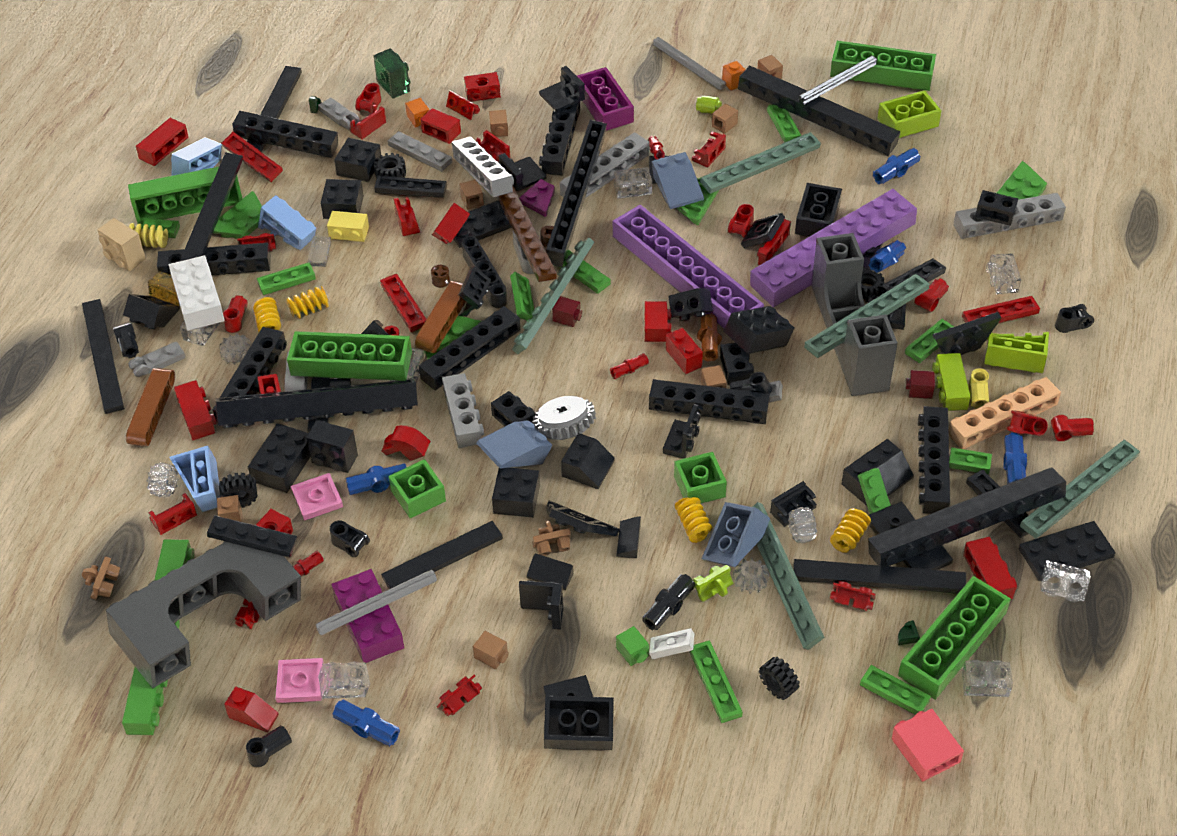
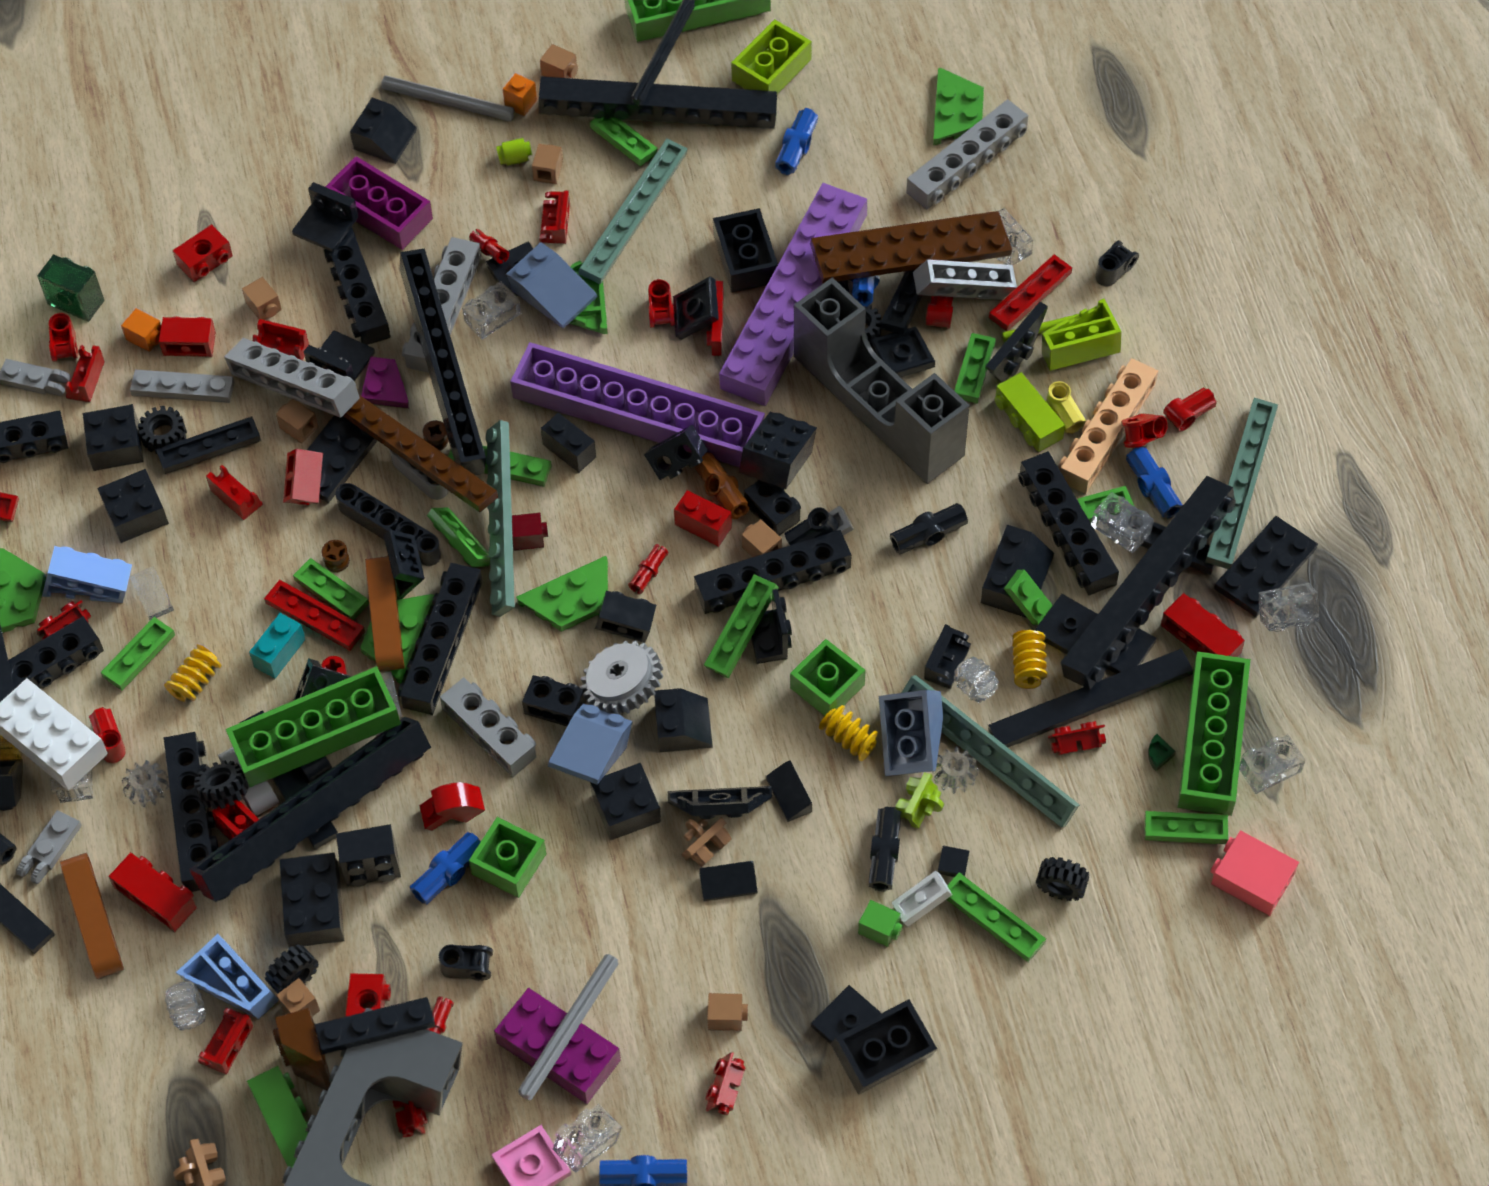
camera: 30 degrees left, 10 degrees up
(200, 519) = (300, 1047): none -> reddish brown slope
(266, 313) = (153, 718): yellow piece -> none
(271, 364) = (221, 784): none -> black tyre
(316, 496) = (389, 927): bright pink plate -> none
(348, 226) = (167, 541): light yellow brick -> none
(368, 308) = (277, 645): none -> teal brick
(422, 291) = (331, 589): none -> bright green plate
(444, 554) = (589, 926): black tile -> none
(461, 105) = (193, 293): red hinge -> none
(543, 597) = (754, 913): black bracket -> none
(569, 361) = (571, 596): none -> bright green wing
(593, 384) = (625, 616): none -> black brick
(628, 273) = (568, 442): none -> black brick
(635, 64) = (382, 131): none -> black slope
(657, 321) = (643, 493): red brick -> none
(662, 422) = (740, 626): none -> bright green plate
(712, 632) = (953, 861): none -> black tile
(833, 421) = (928, 528): none -> black piece
(881, 305) = (895, 375): sand green plate -> none
(920, 384) = (997, 432): dark red brick -> none
(930, 247) = (909, 246): none -> reddish brown plate
(955, 281) = (964, 279): none -> light grey brick
(972, 472) = (1119, 526): none -> clear brick
(996, 207) = (955, 154): black brick -> none

